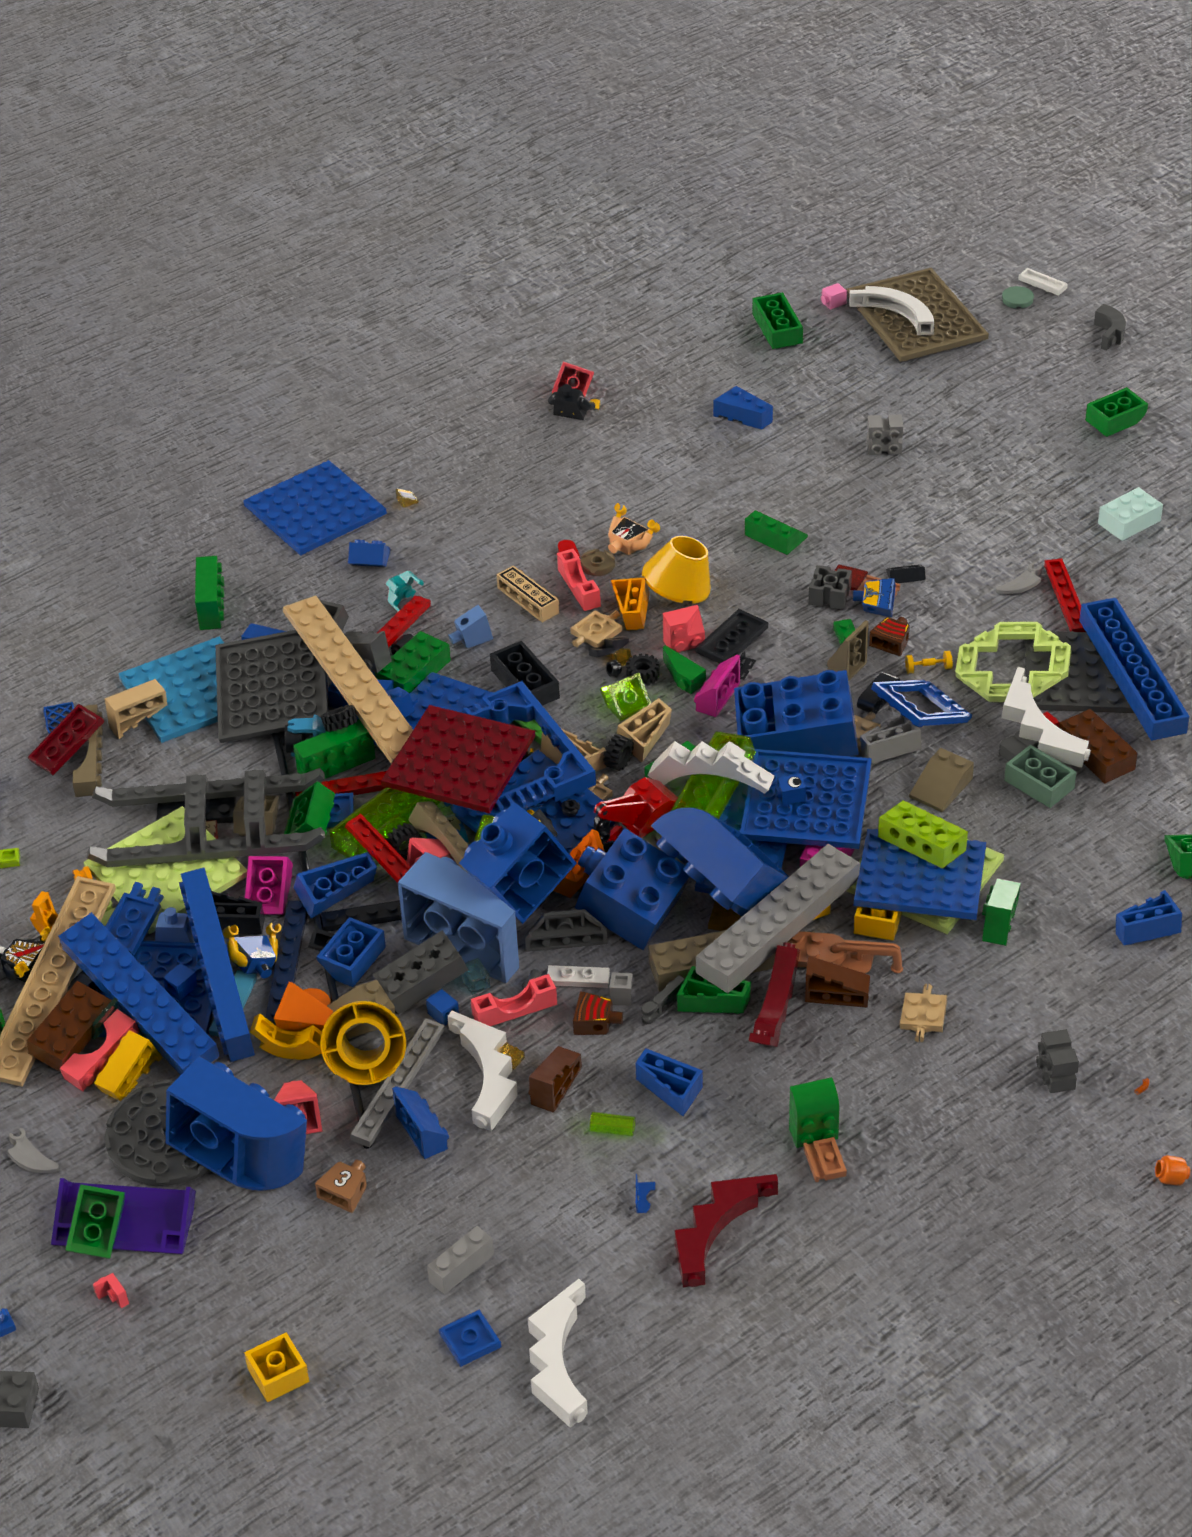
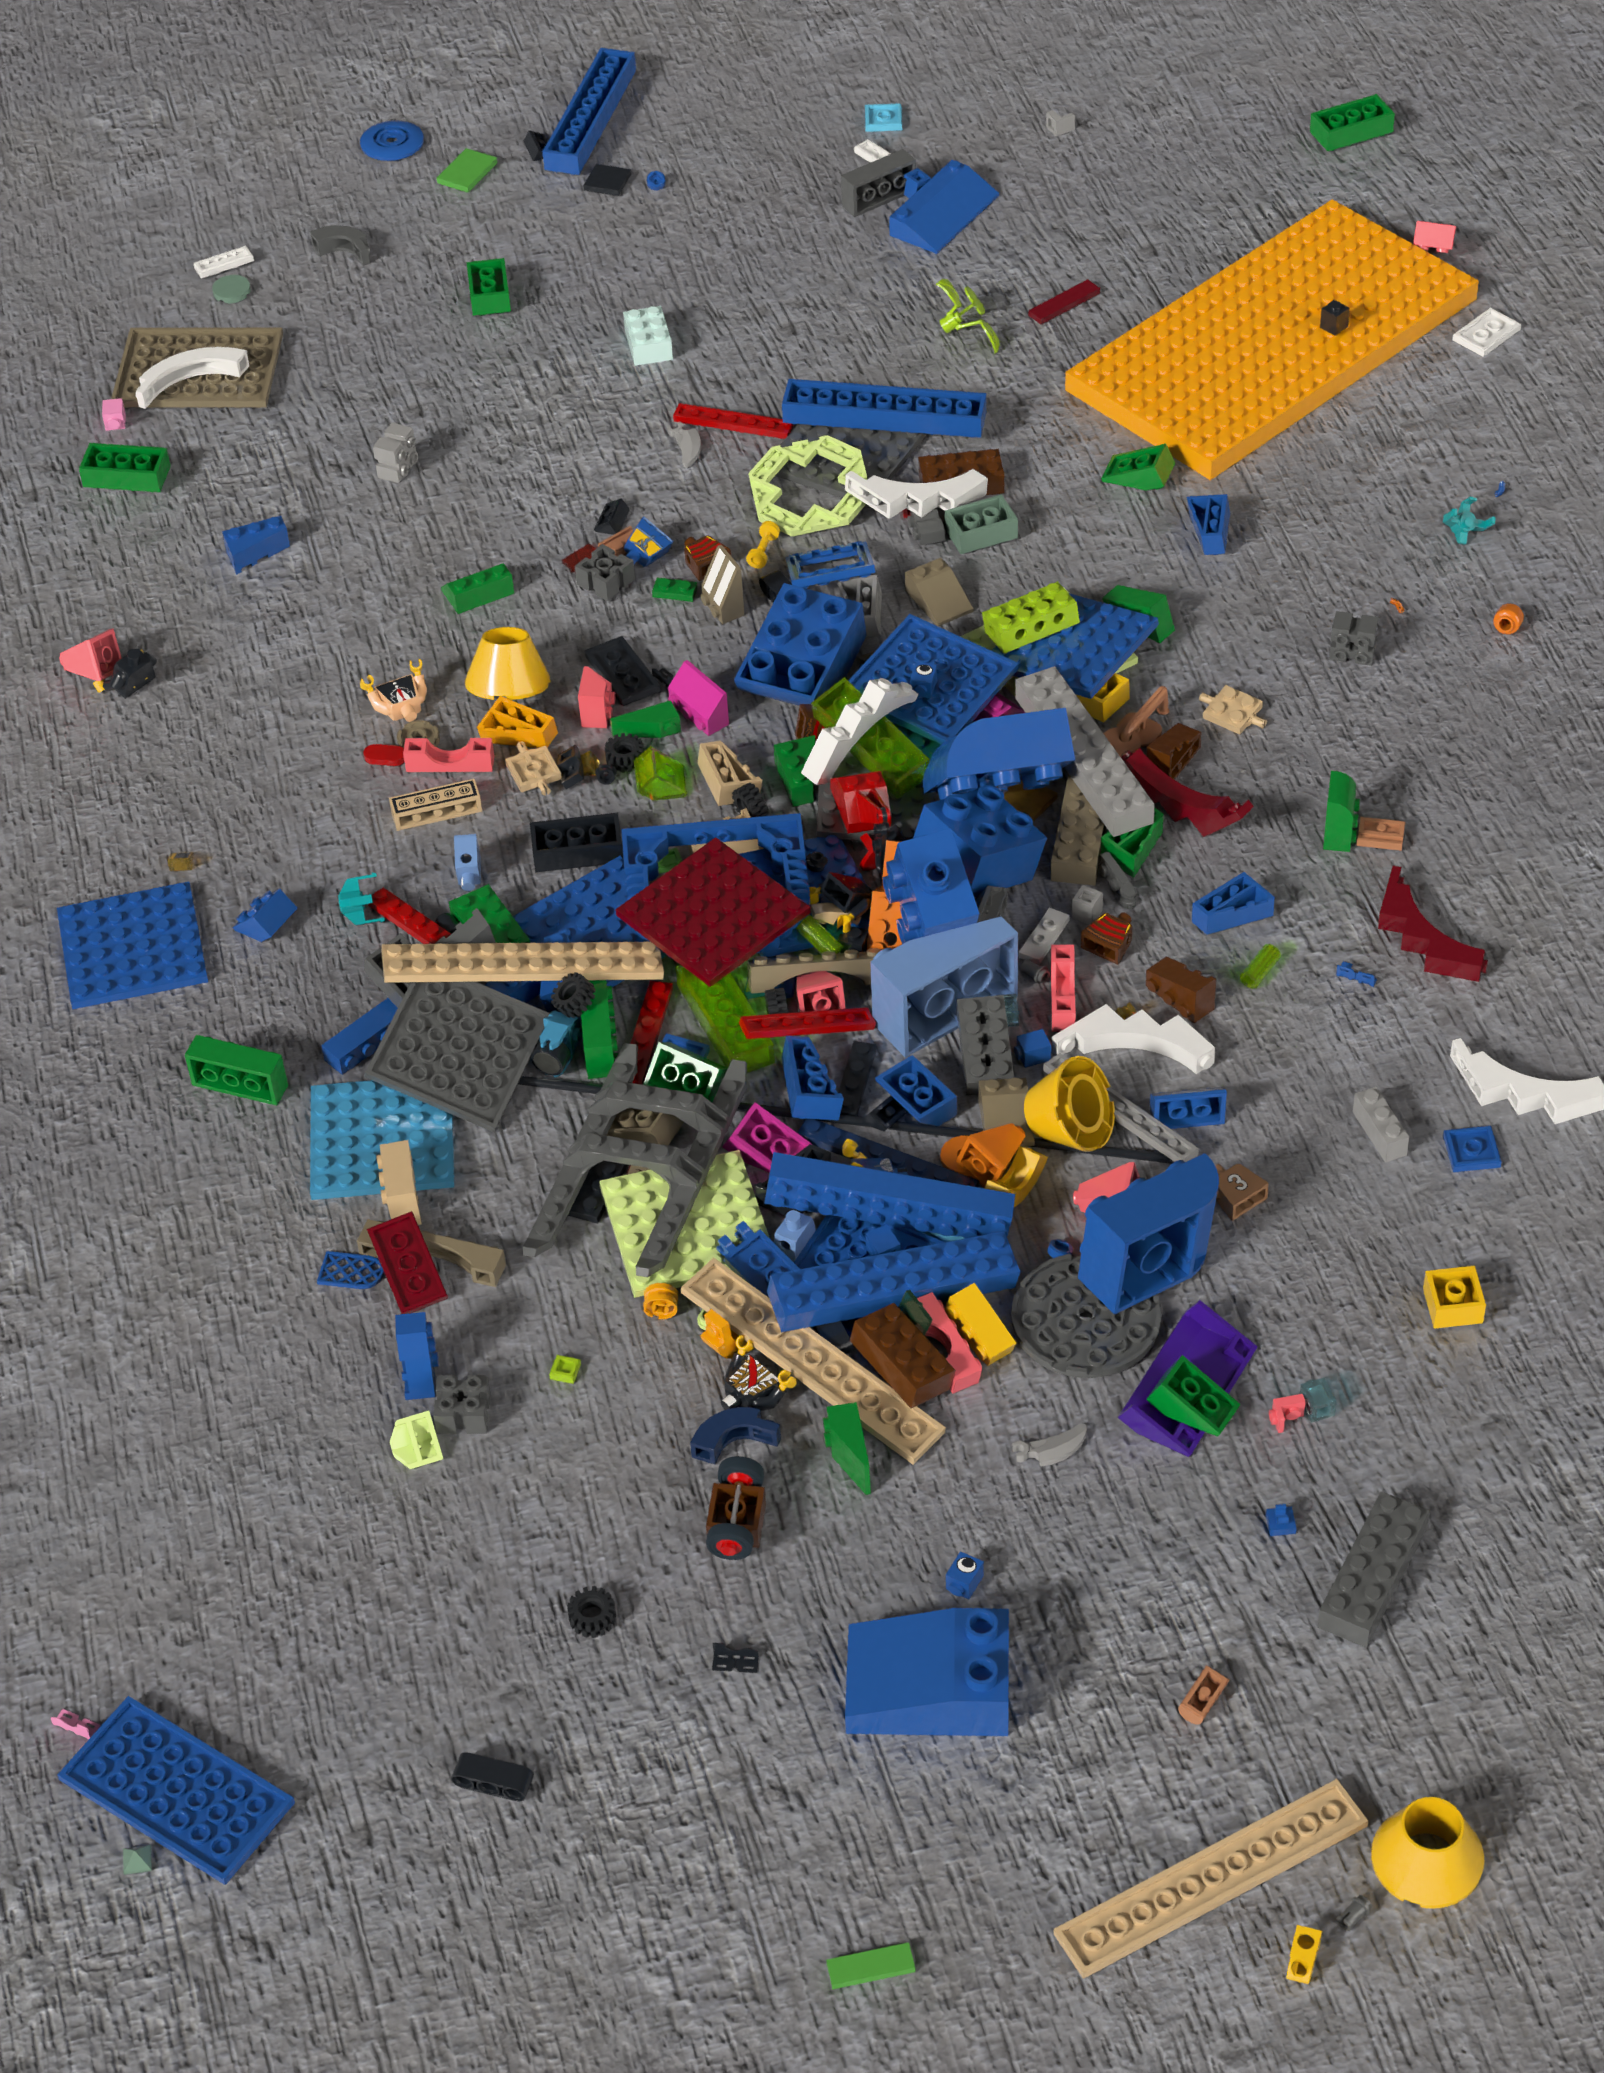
camera: 65 degrees left, 5 degrees up
(132, 1307) = (1318, 1399): none -> clear light blue brick

